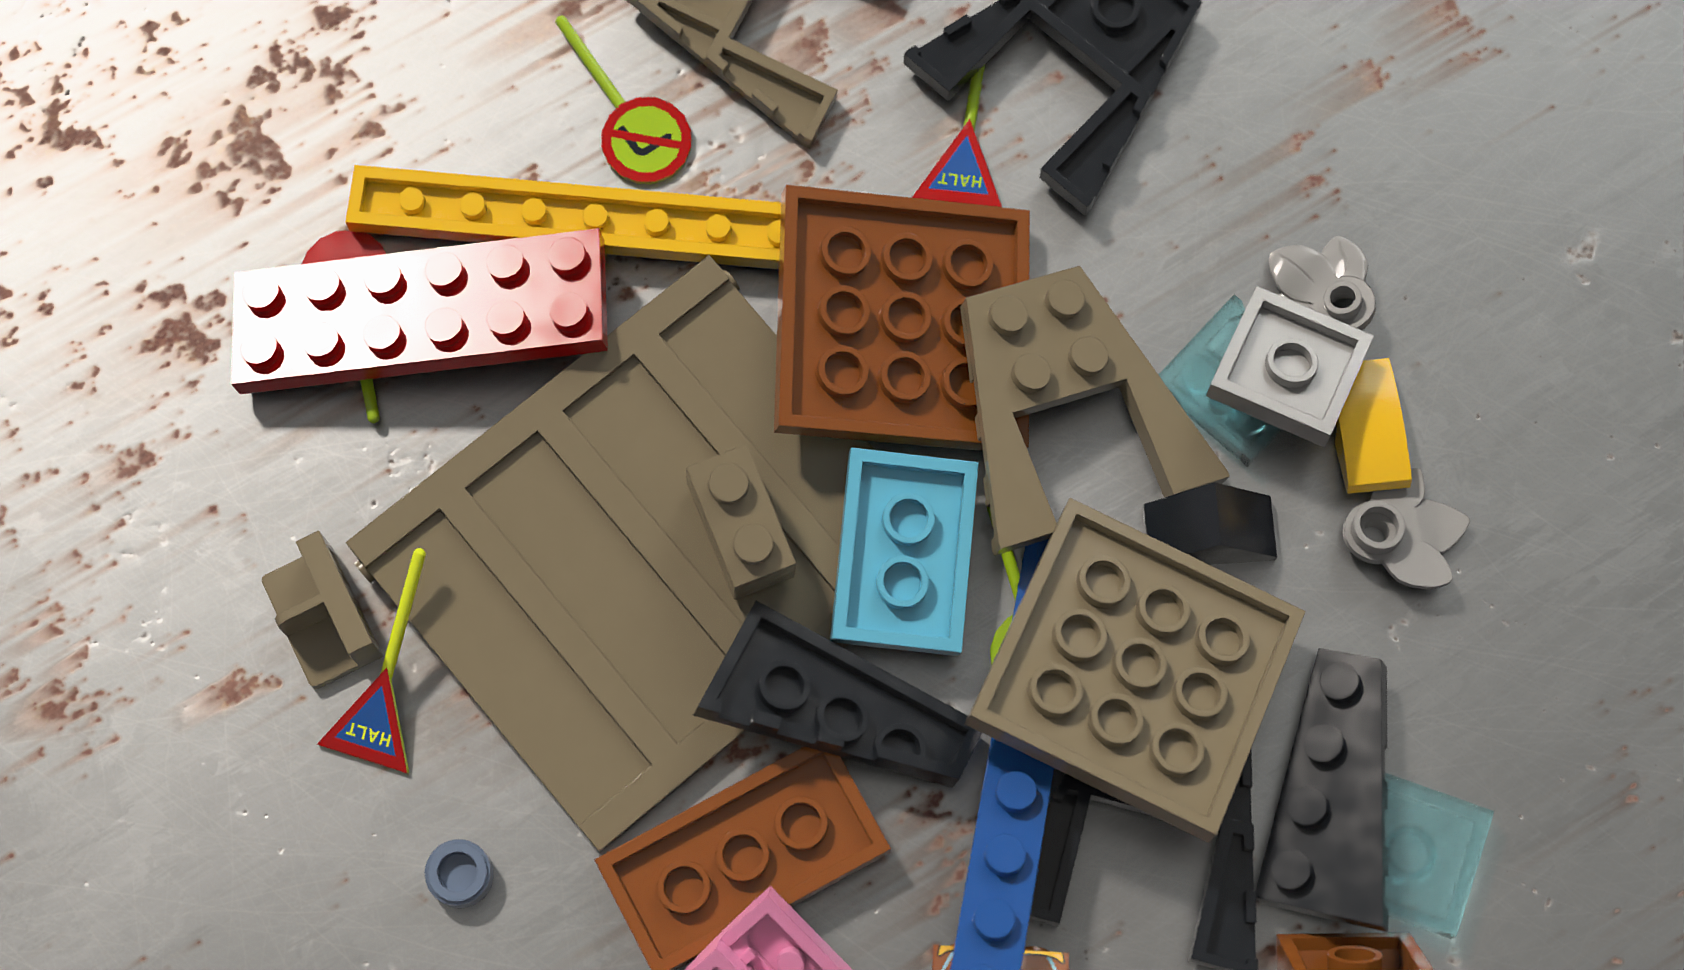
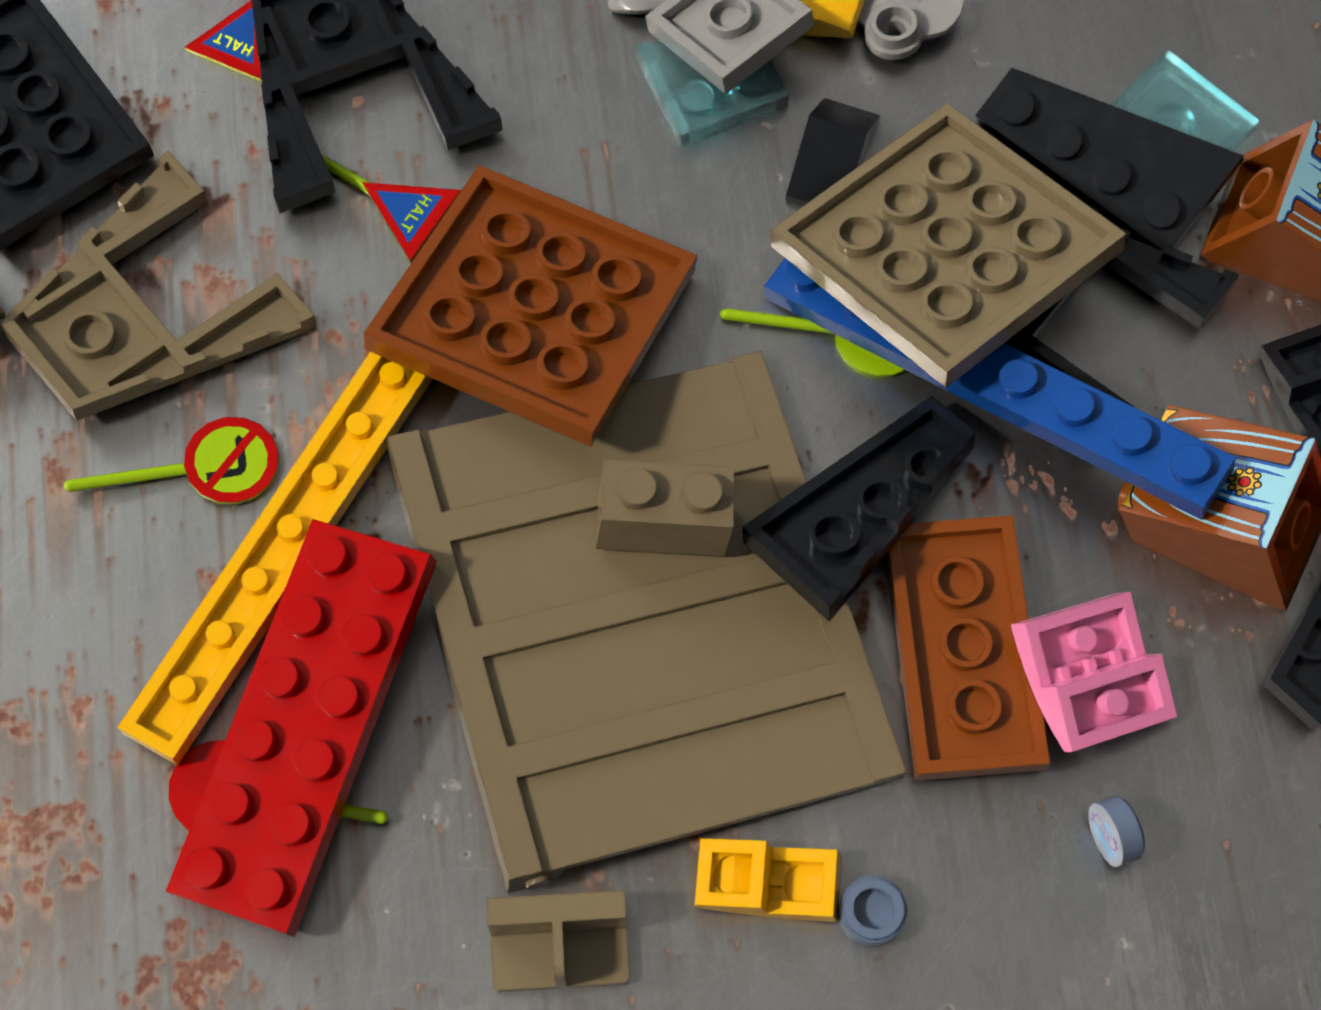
camera: 70 degrees left, 5 degrees down
(372, 723) = (692, 935): piece -> none
(449, 769) = (768, 880): none -> yellow slope
(904, 552) = (748, 391): medium azure plate -> none
(1049, 347) = (616, 205): dark tan wing -> none

